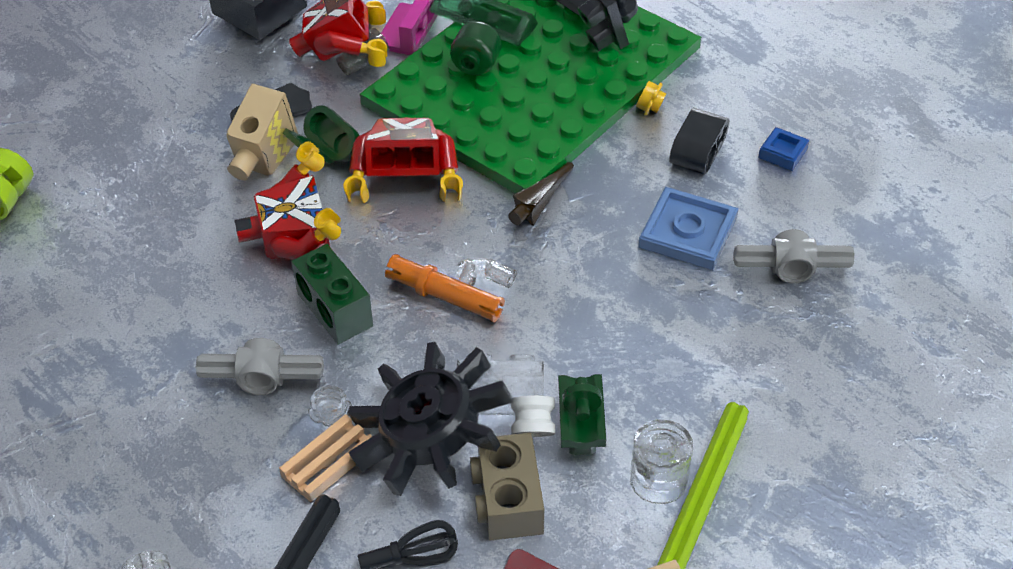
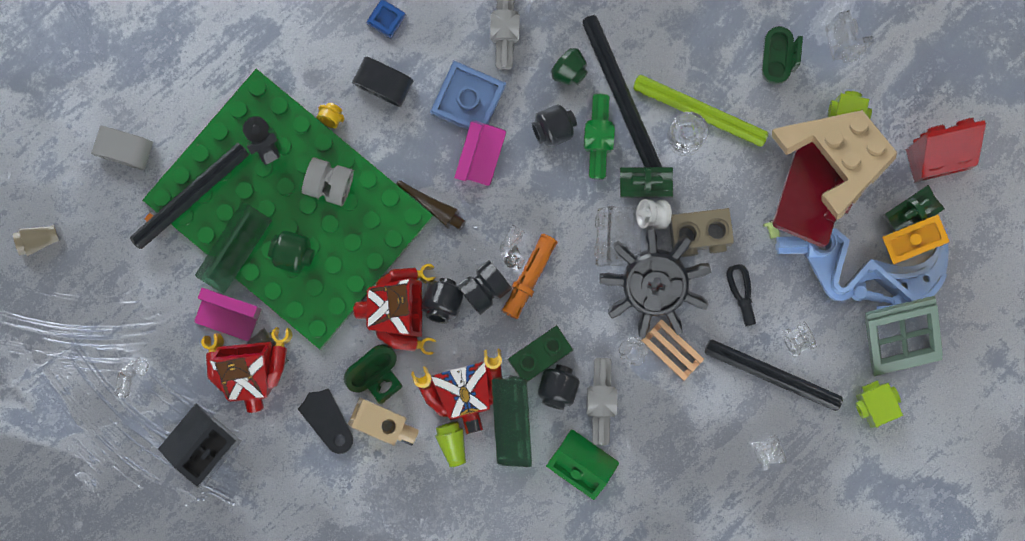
camera: 90 degrees left, 35 degrees up
(173, 349) = (583, 464): none -> green panel
(224, 210) = (451, 441): none -> lime cone
(243, 258) = (511, 421): none -> clear green slope
(284, 313) = (558, 387): none -> black head
(413, 196) = (442, 300): none -> black head
(428, 234) = (484, 287): none -> black wheel
(563, 75) = (327, 181): none -> light grey wheel
(614, 226) = (480, 153): none -> dark pink panel
(648, 360) = (599, 136): none -> green axle
(658, 305) = (554, 125): none -> black head
(718, 390) = (620, 92): none -> black axle
(747, 322) = (570, 67): none -> dark green cone

